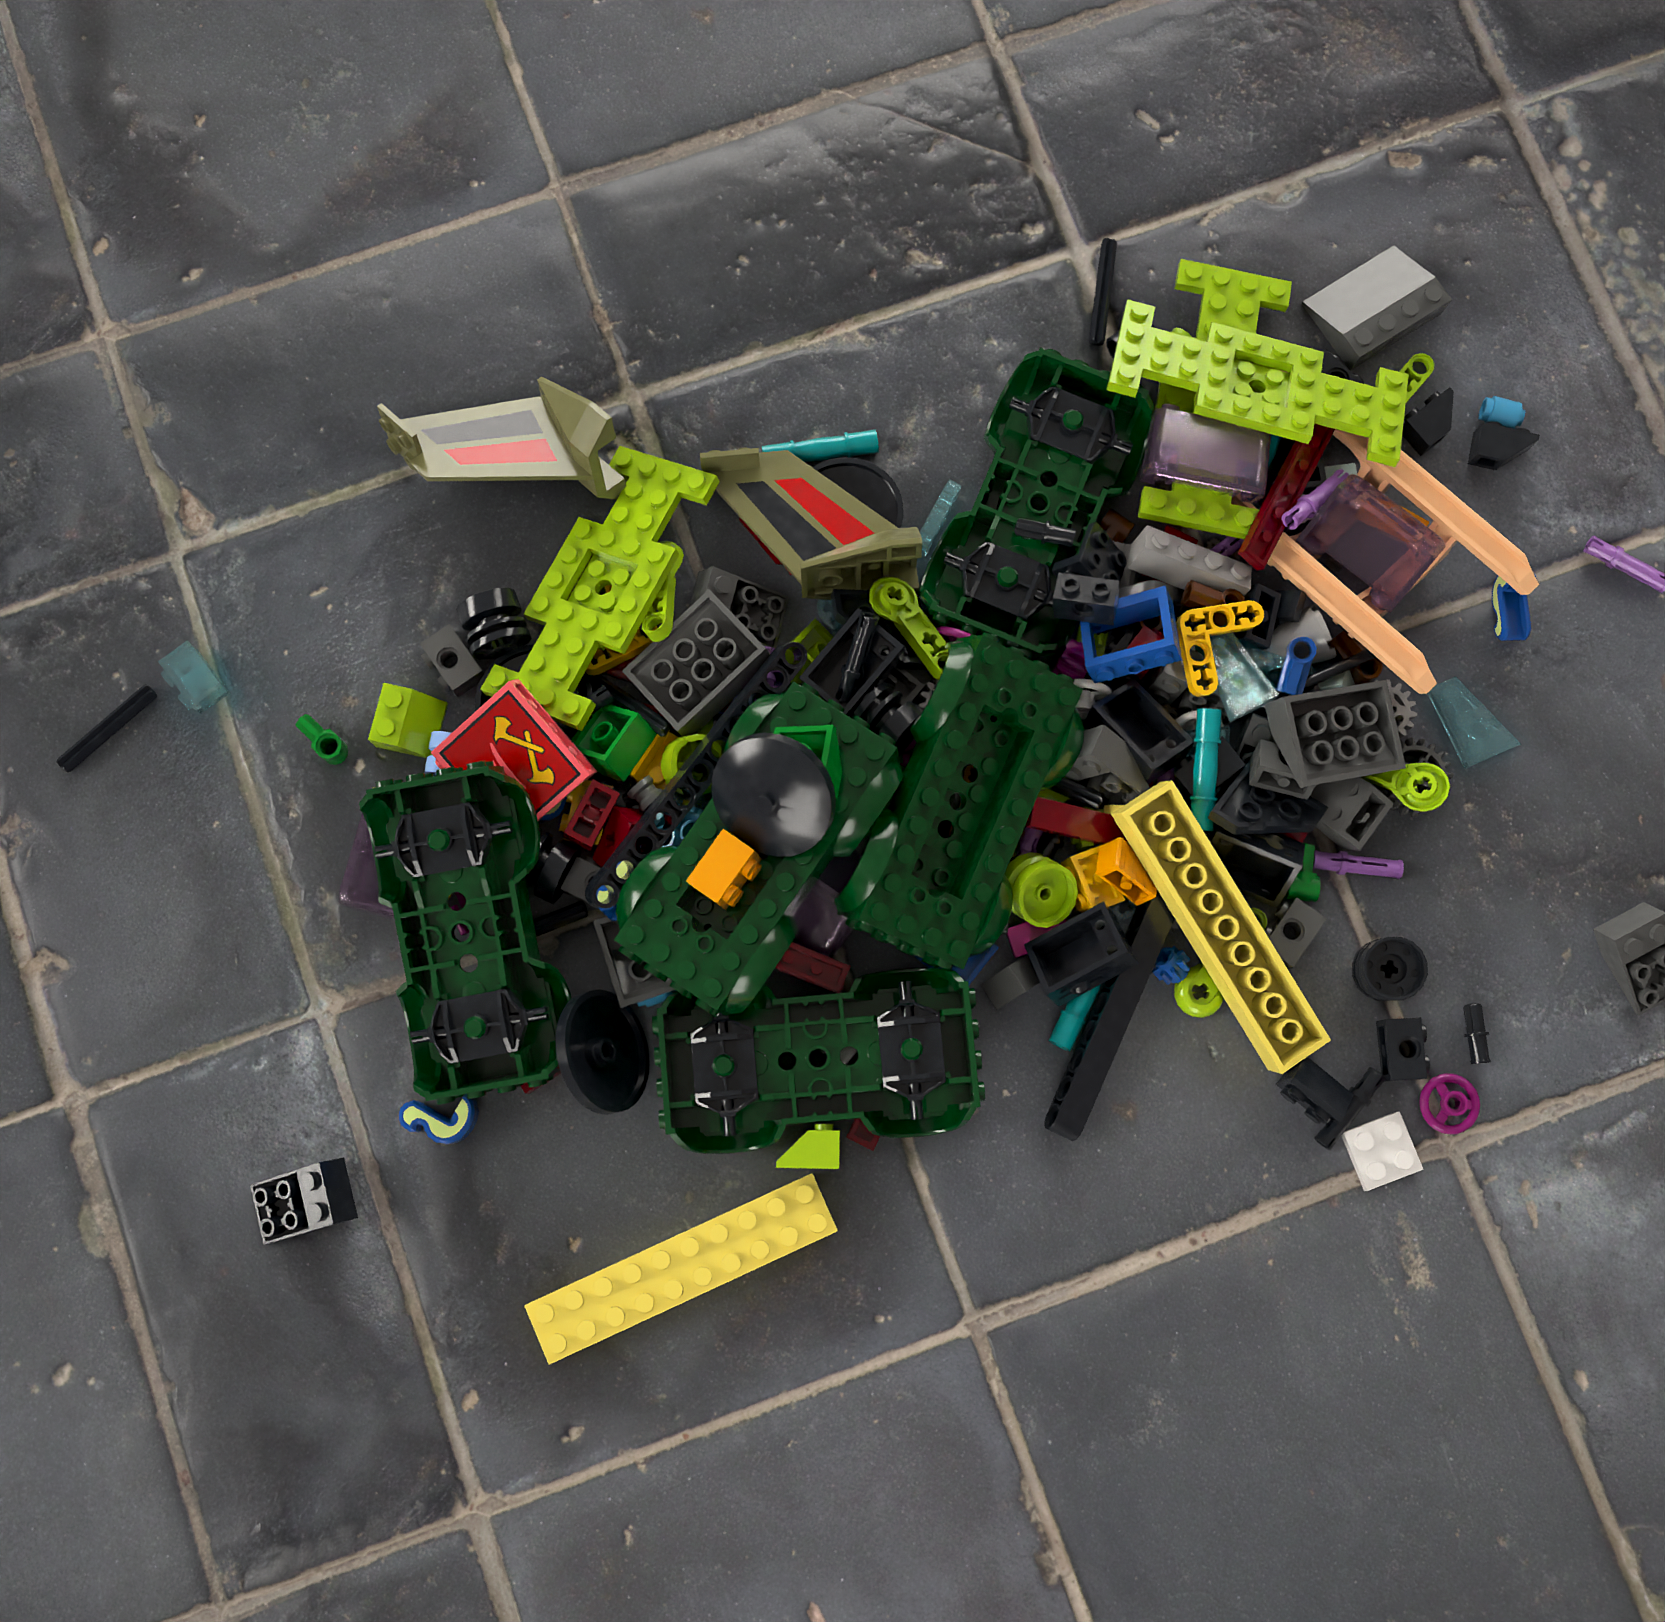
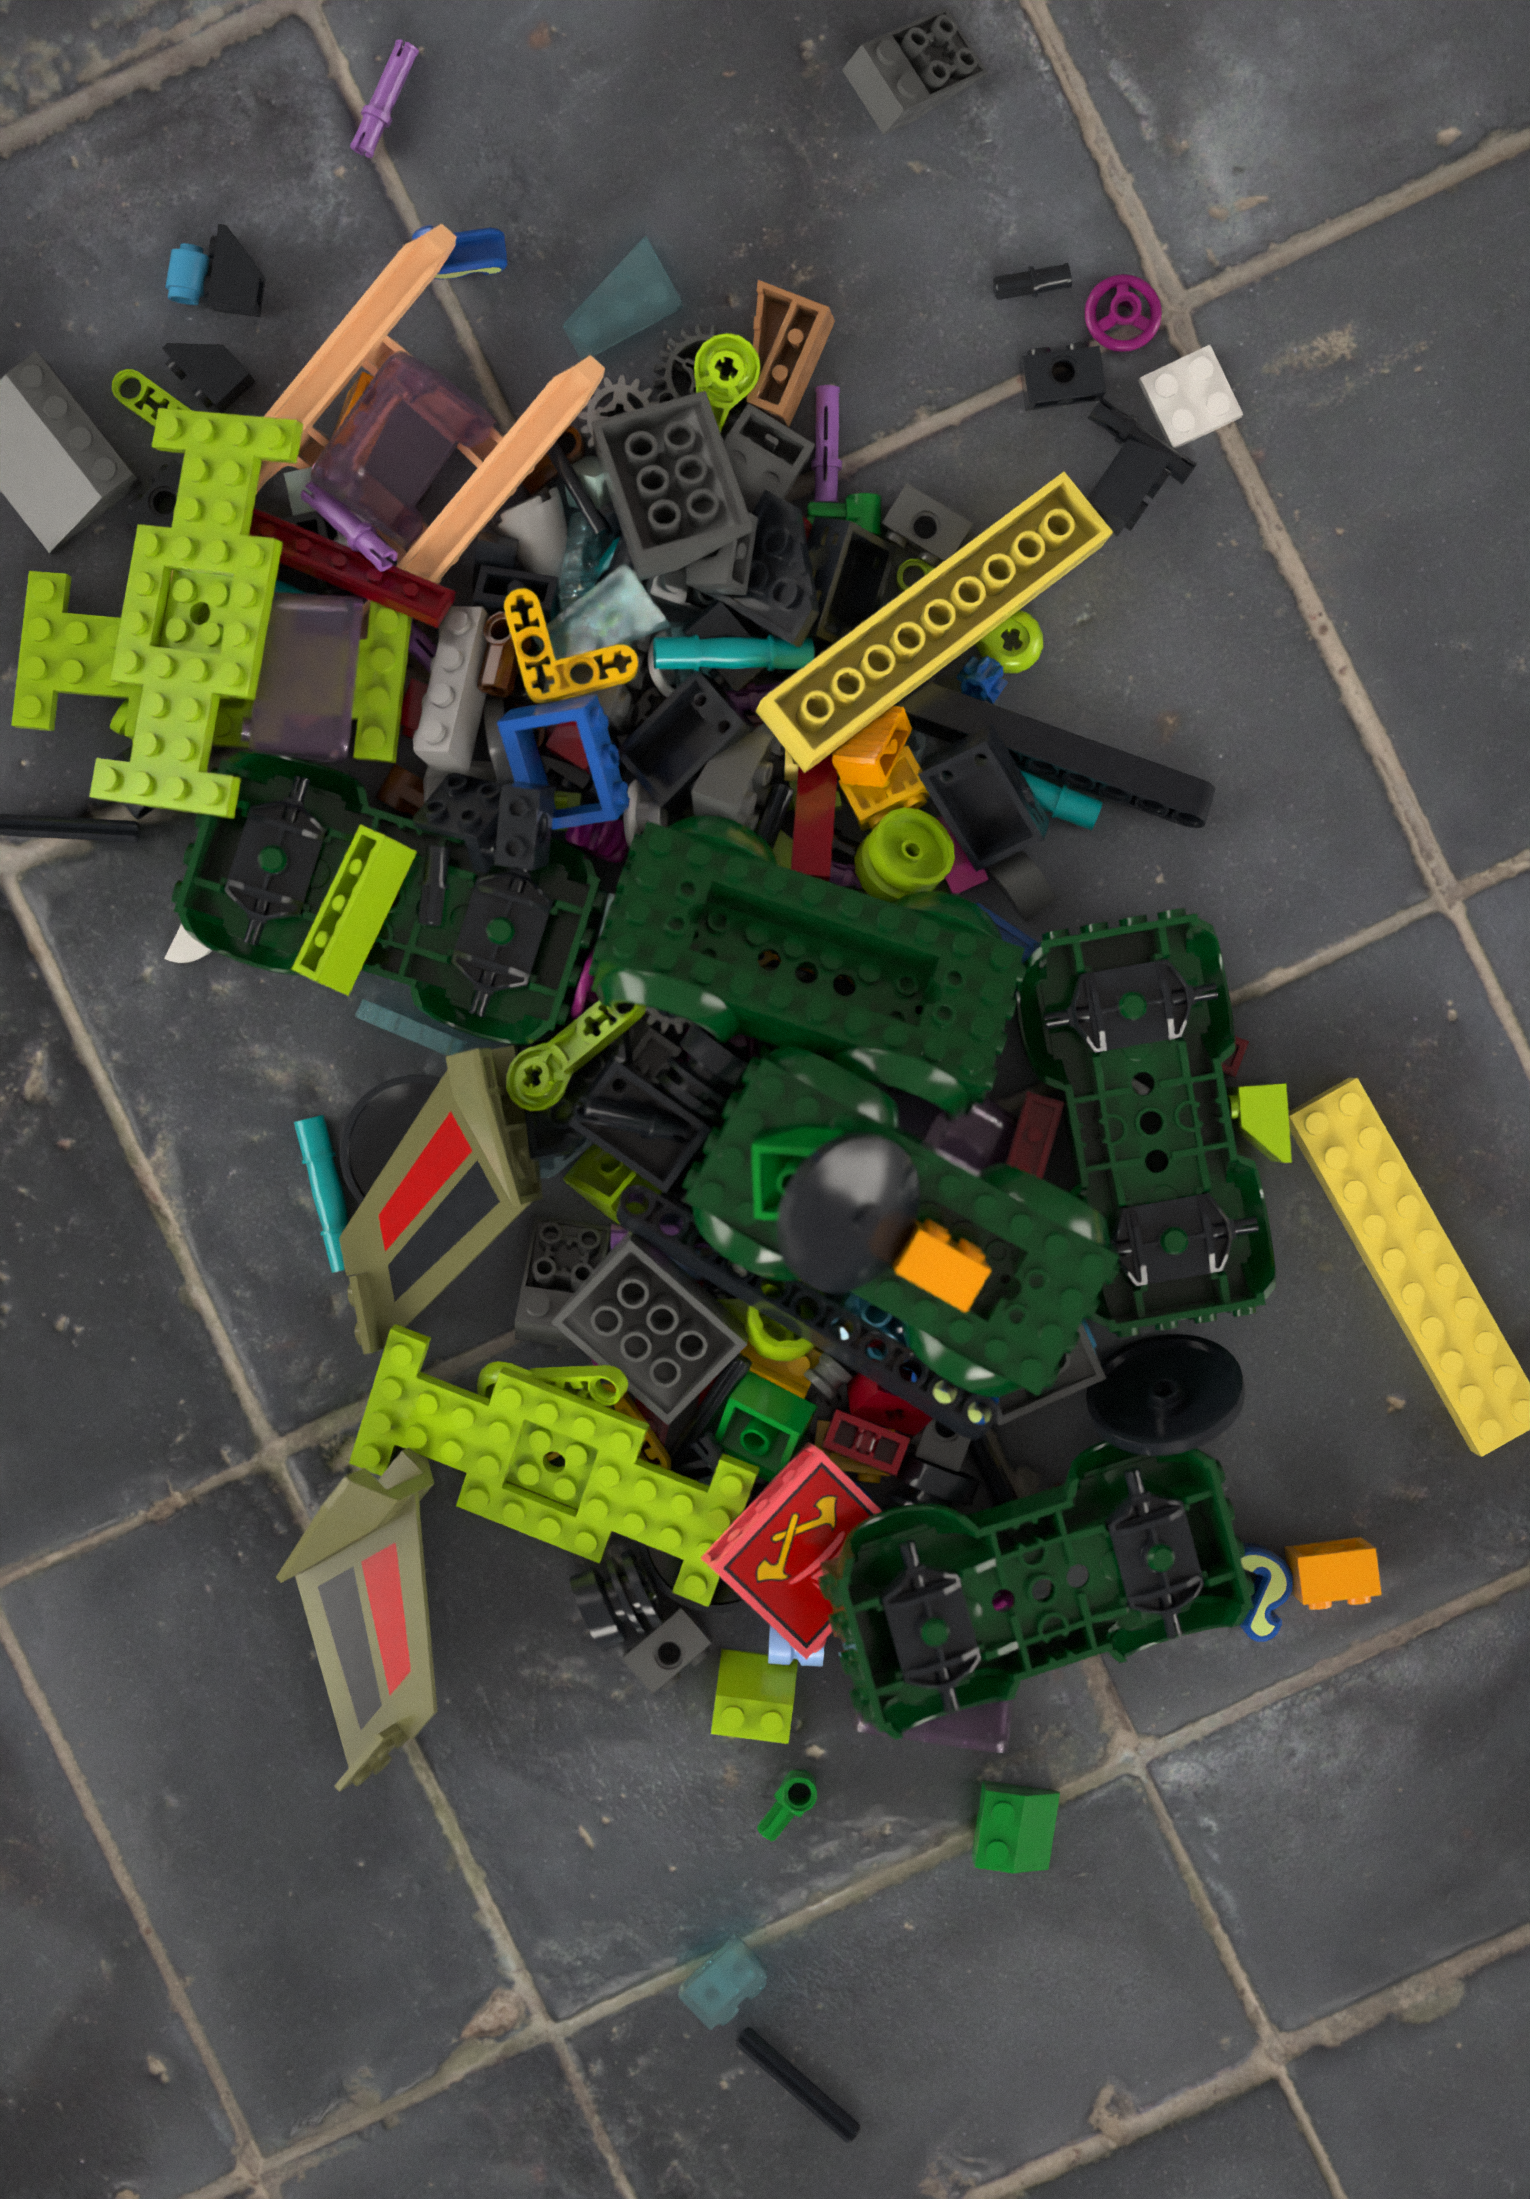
camera: 90 degrees left, 10 degrees up
(279, 909) = (1014, 1828): none -> green slope
(303, 1200) = (1376, 1745): black slope -> none
(446, 1176) = (1334, 1572): none -> light orange brick
(1006, 366) = (185, 948): none -> white tile
(1031, 471) = (356, 910): none -> lime brick
(1295, 670) = (584, 541): blue piece -> none
(1400, 955) = (982, 387): black wheel -> none
(1431, 837) = (789, 343): none -> medium nougat wedge

